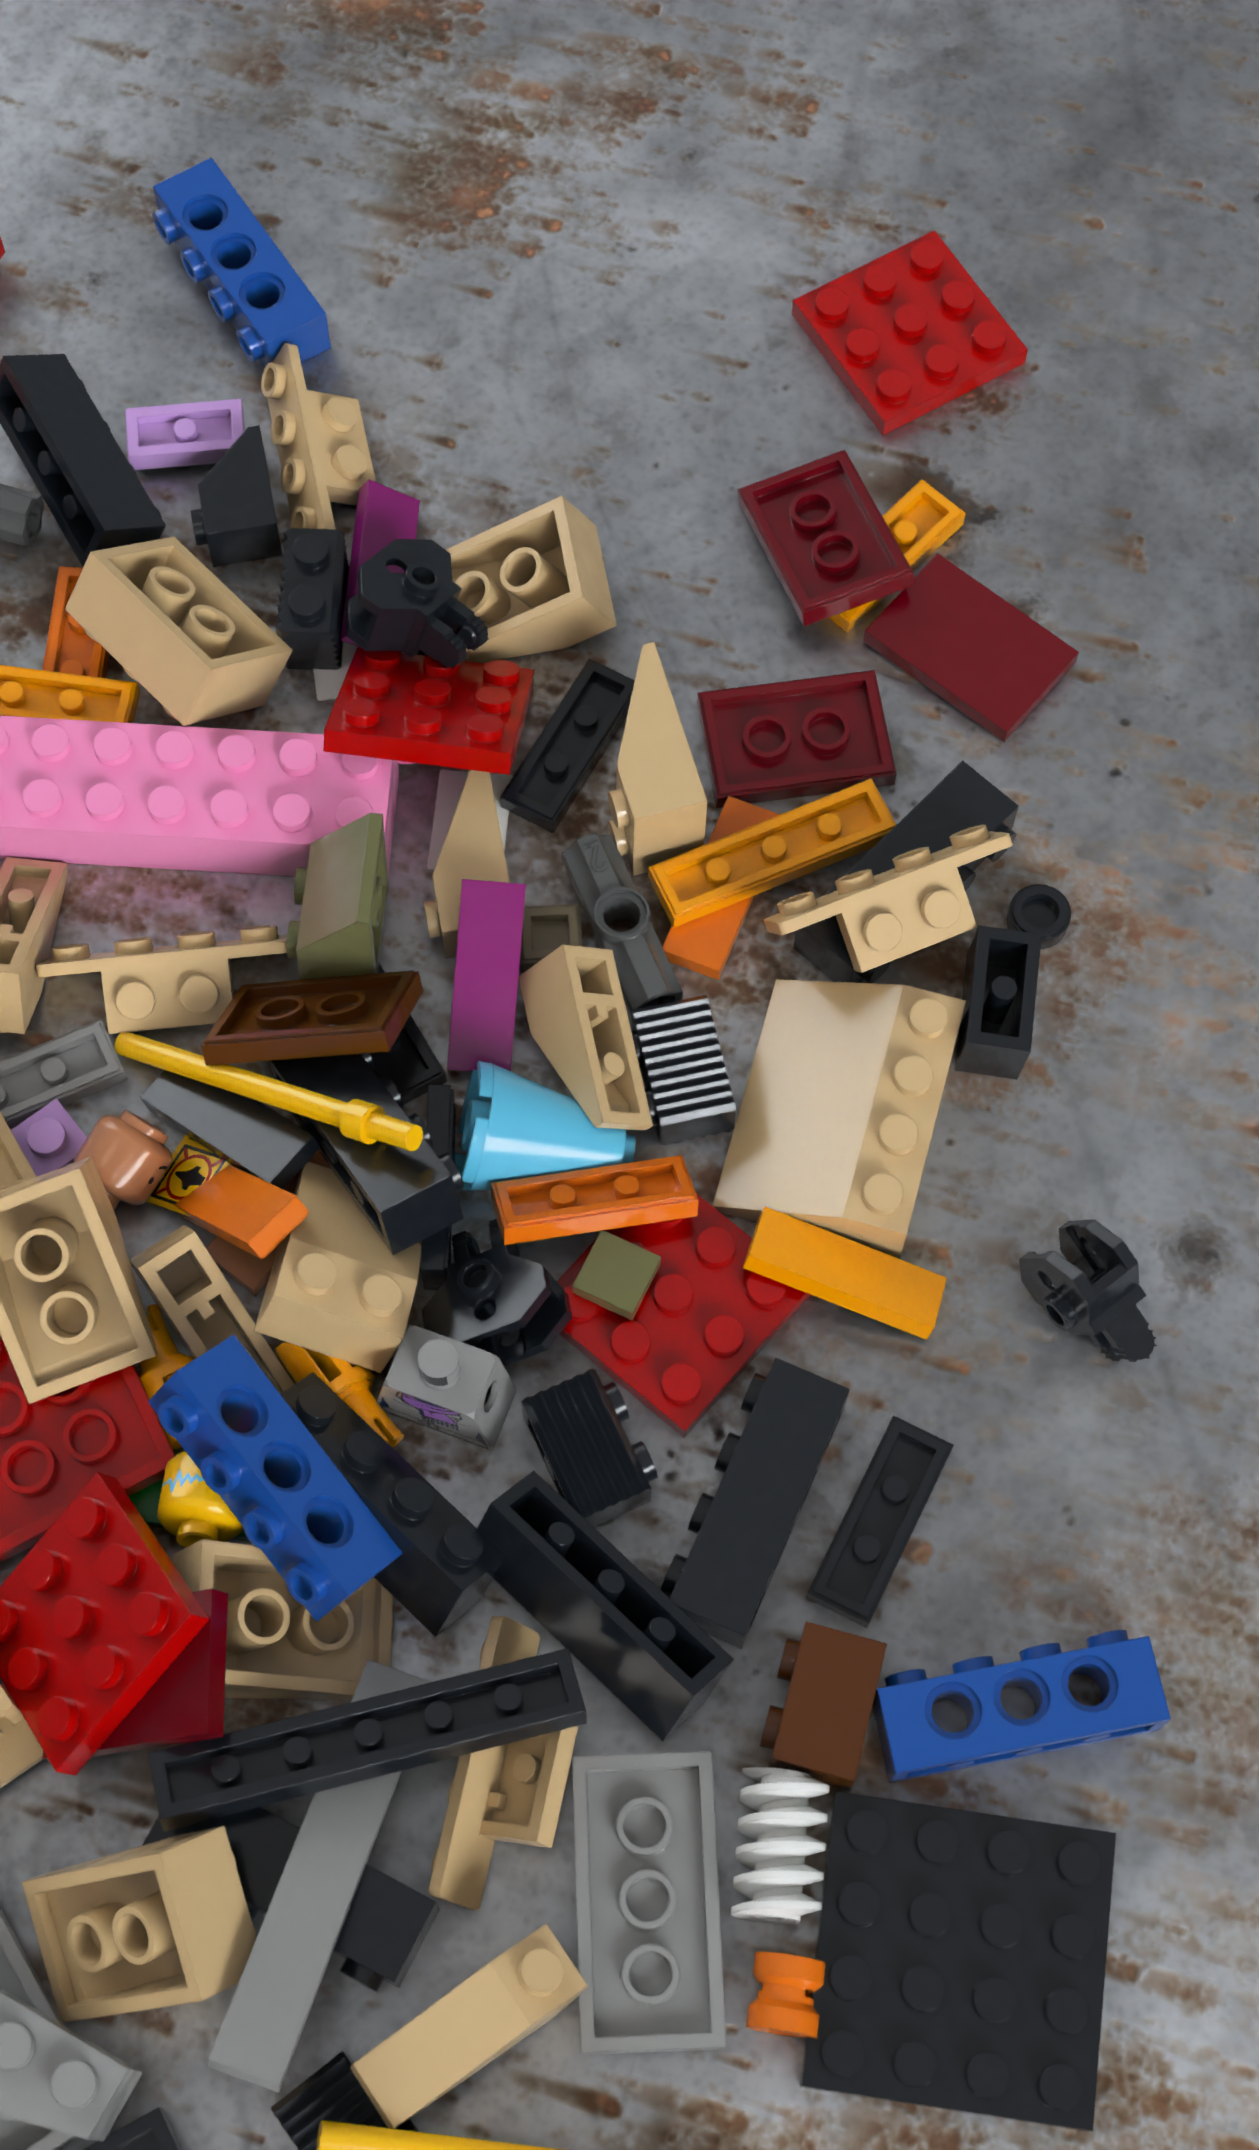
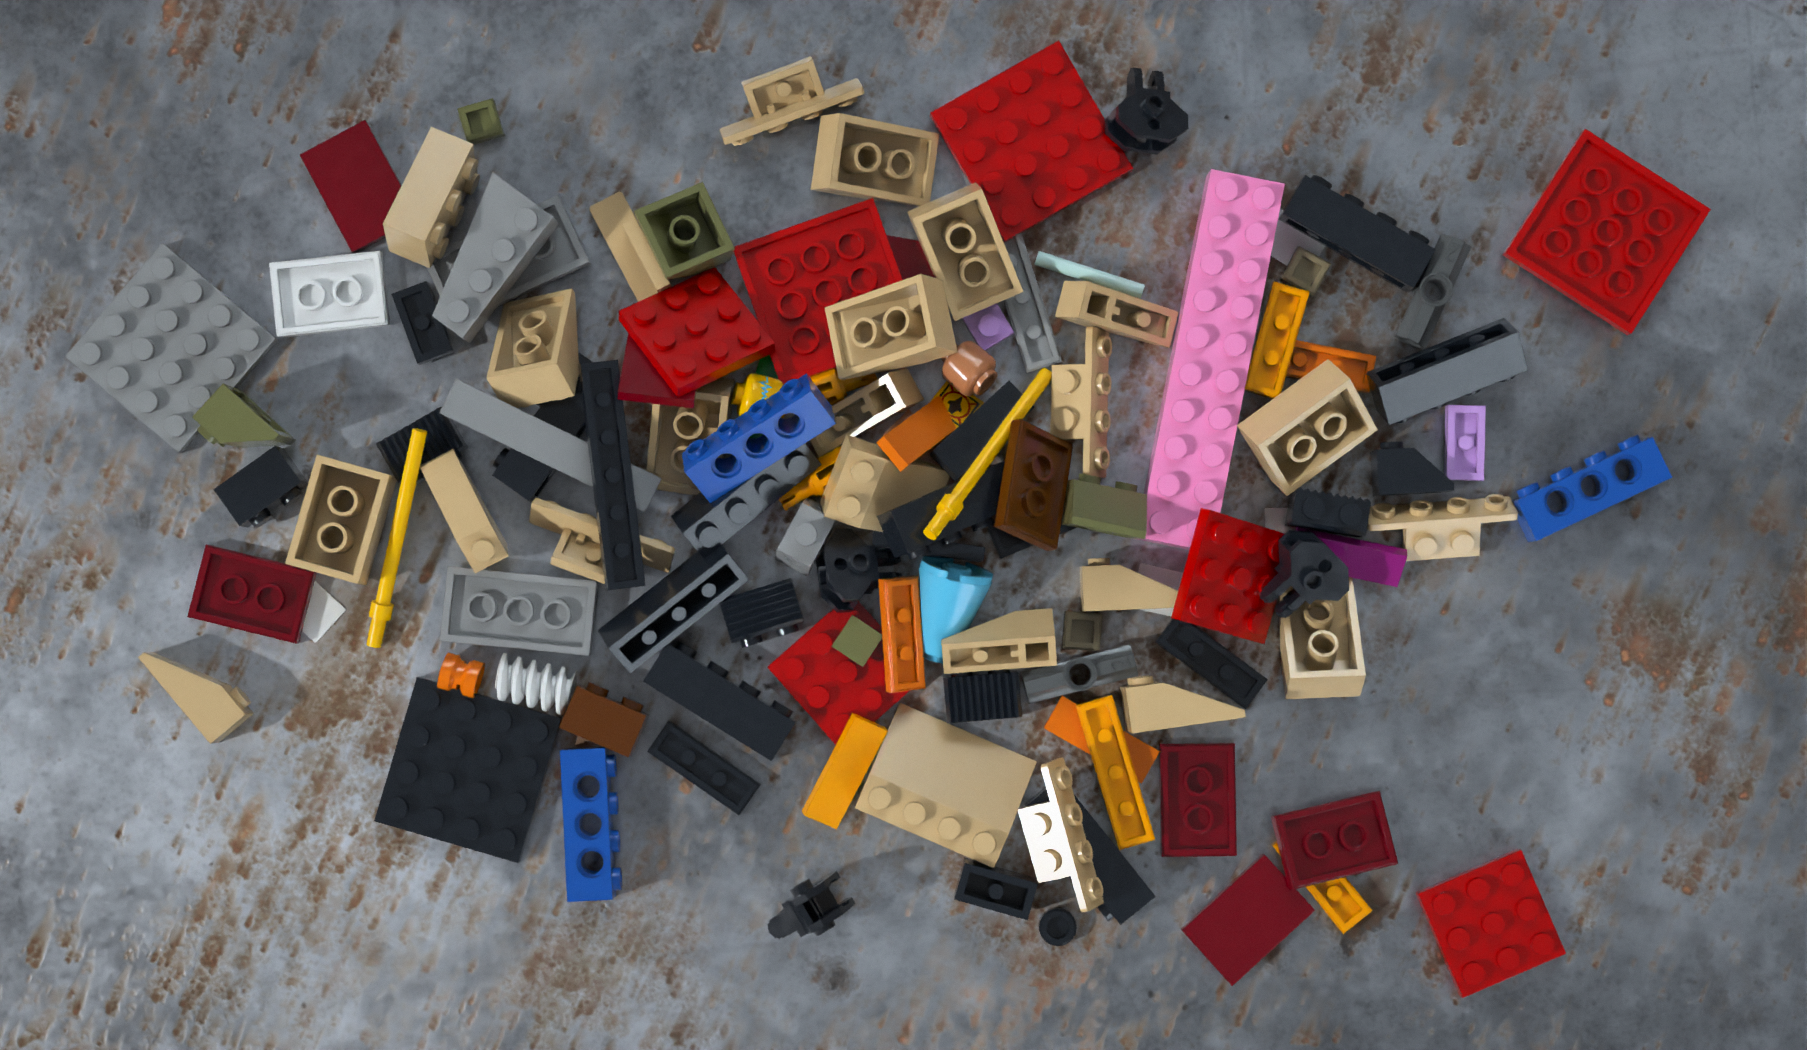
camera: 95 degrees right, 20 degrees up
(486, 974) = (1052, 589): magenta tile -> none

